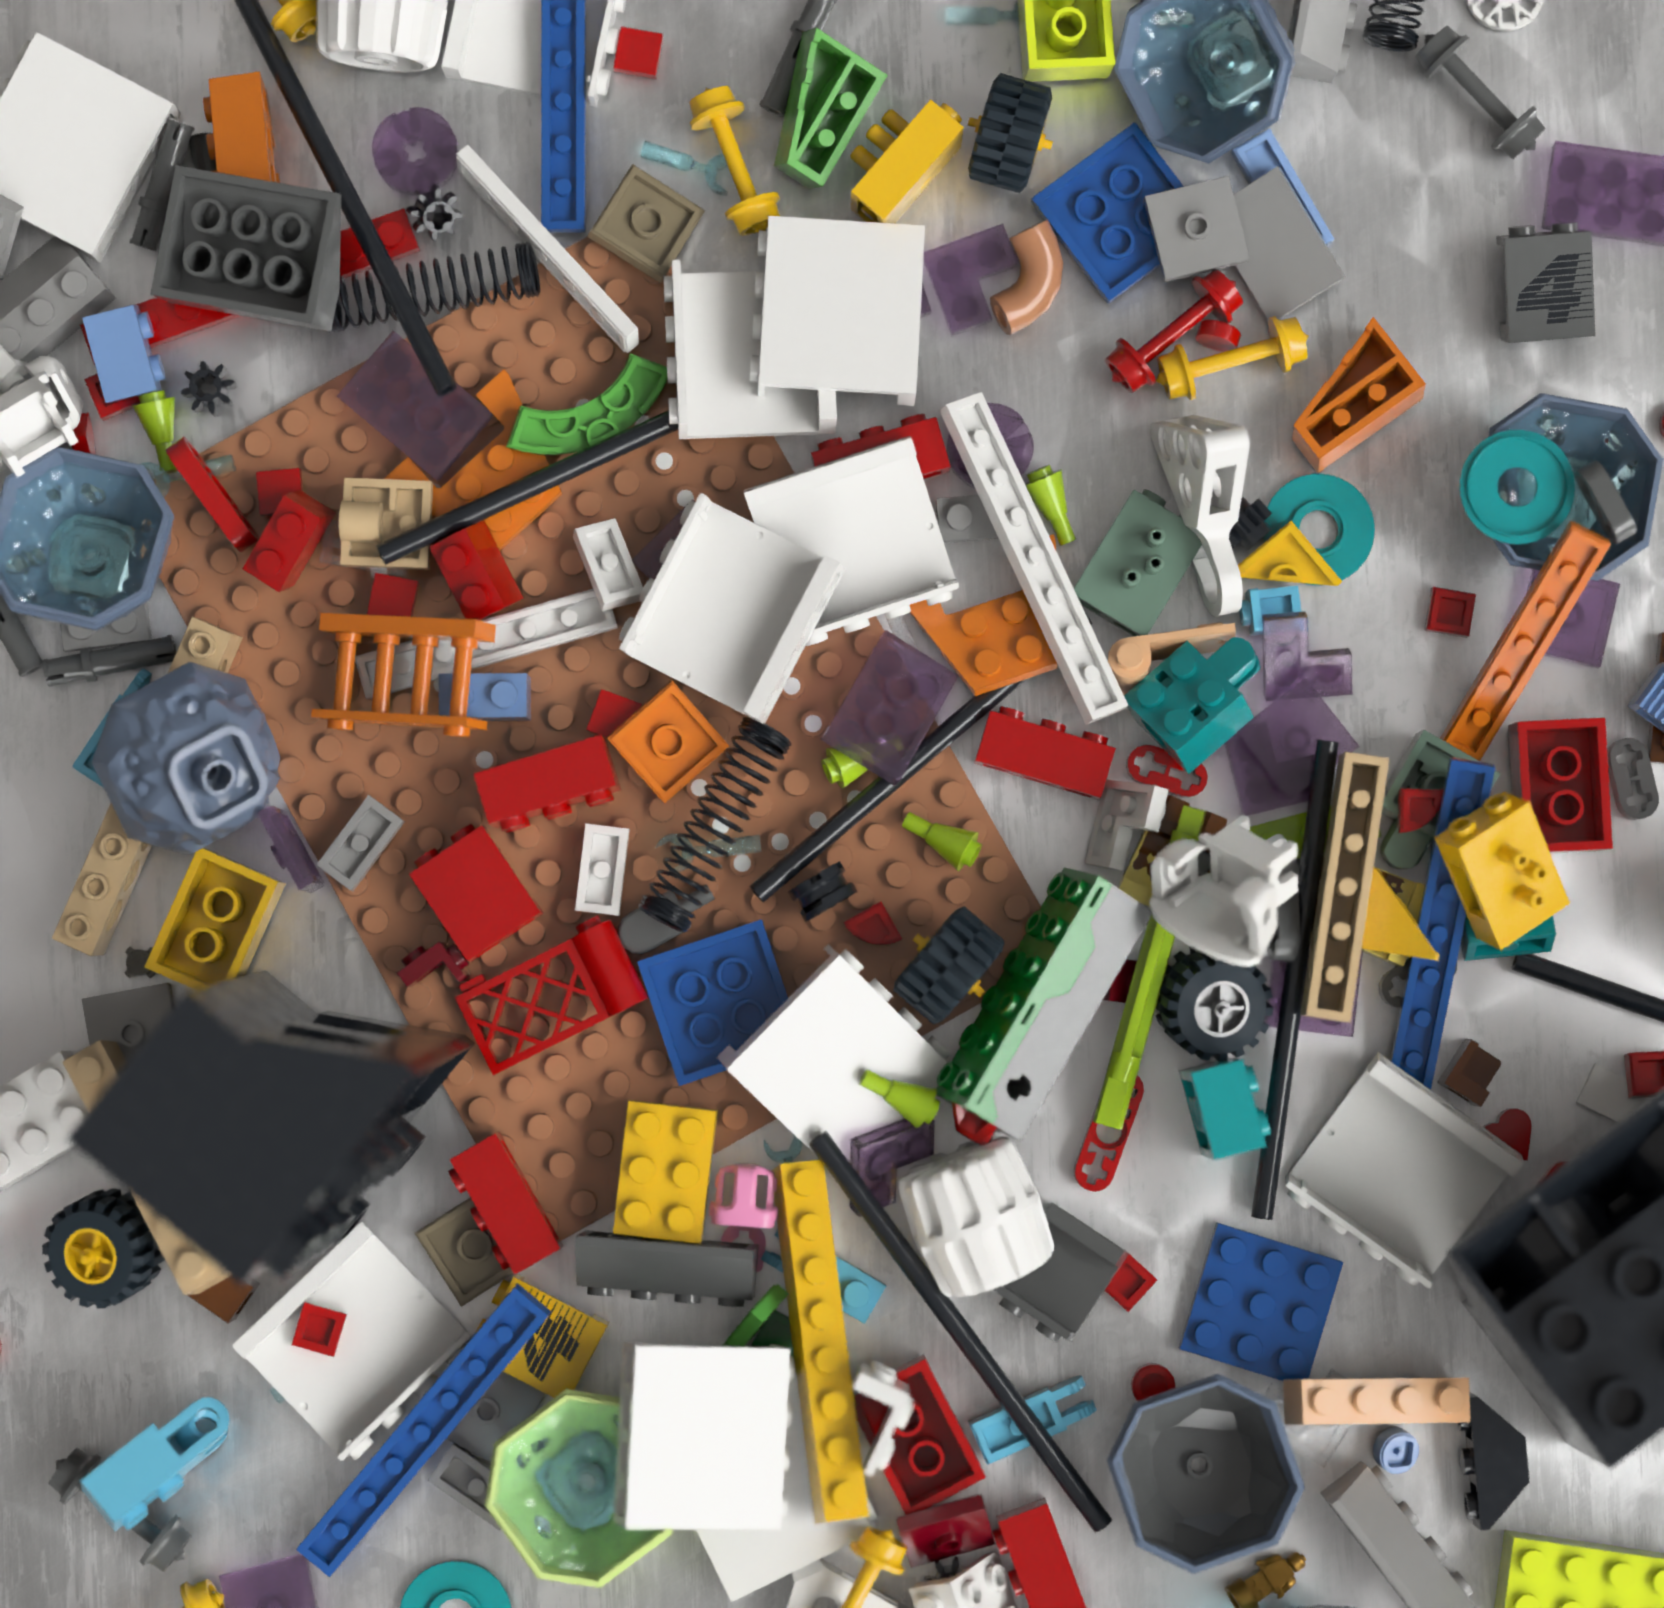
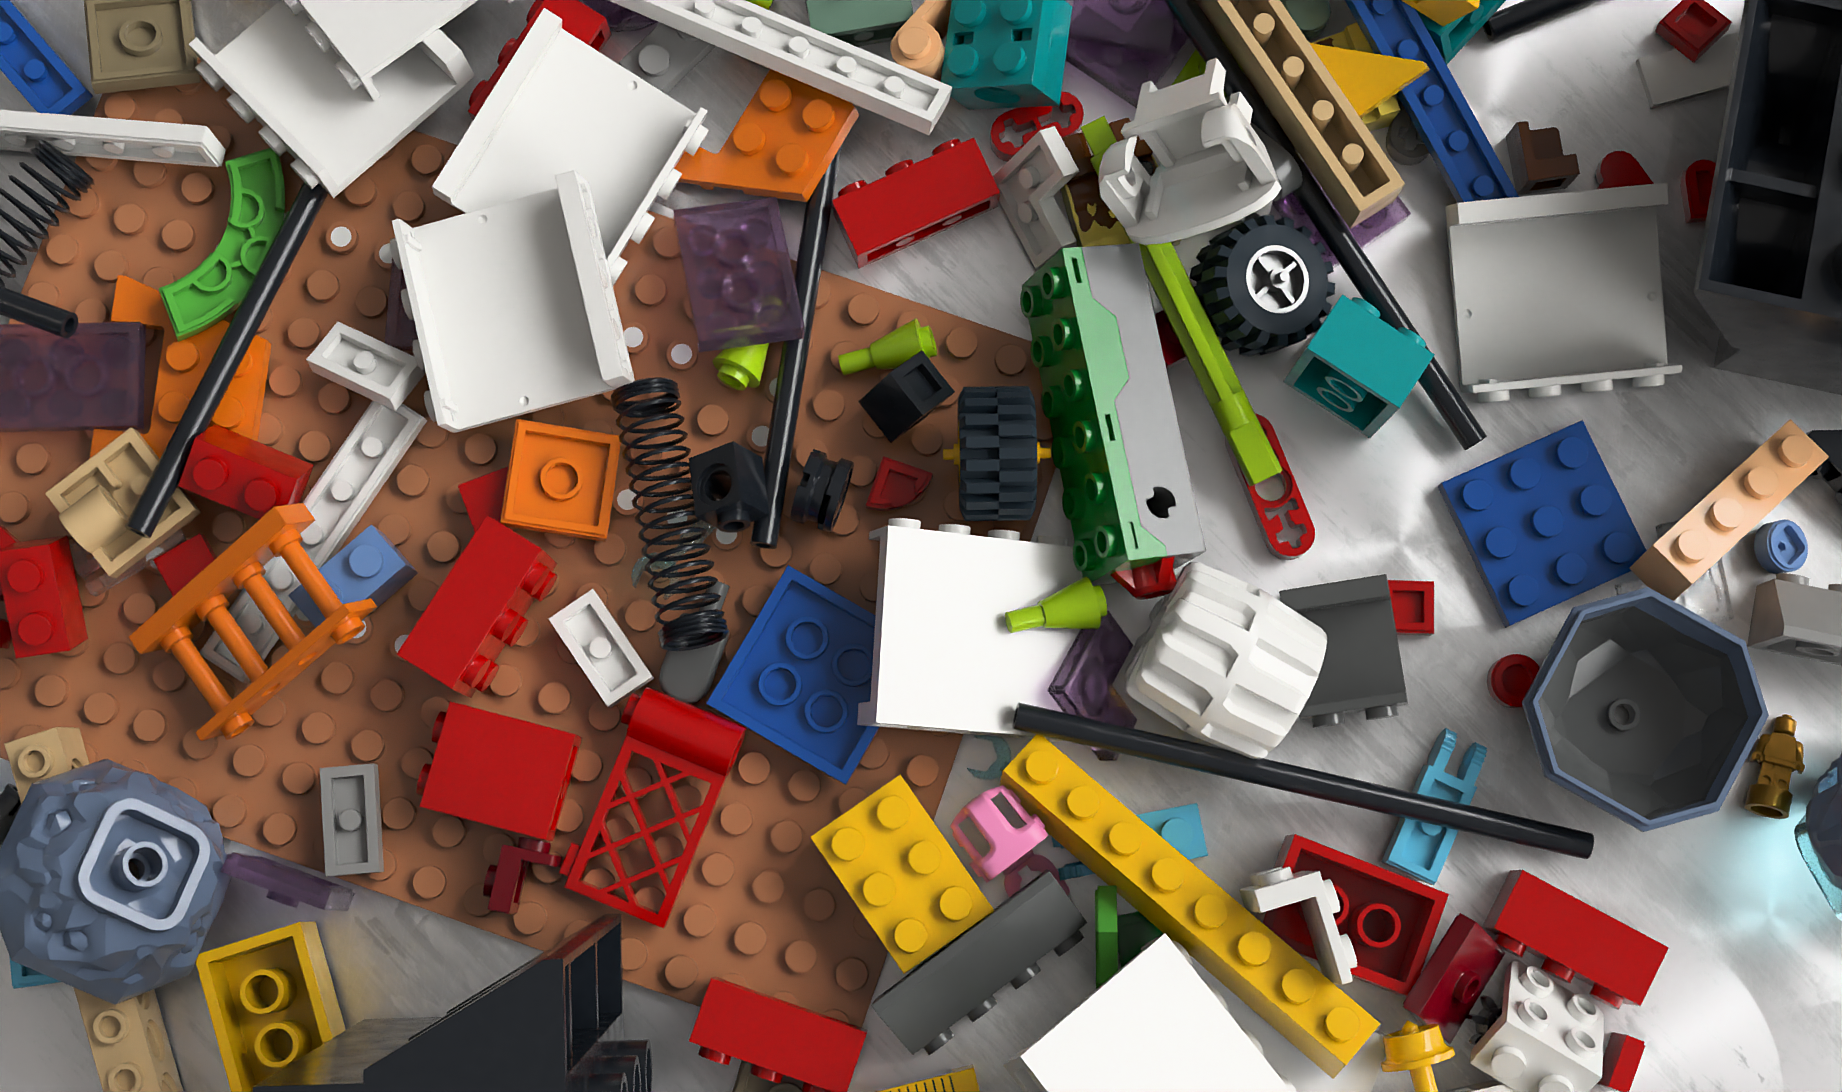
camera: 45 degrees left, 5 degrees down
(761, 826) = (729, 487): none -> black brick
(926, 878) = (906, 396): none -> black brick

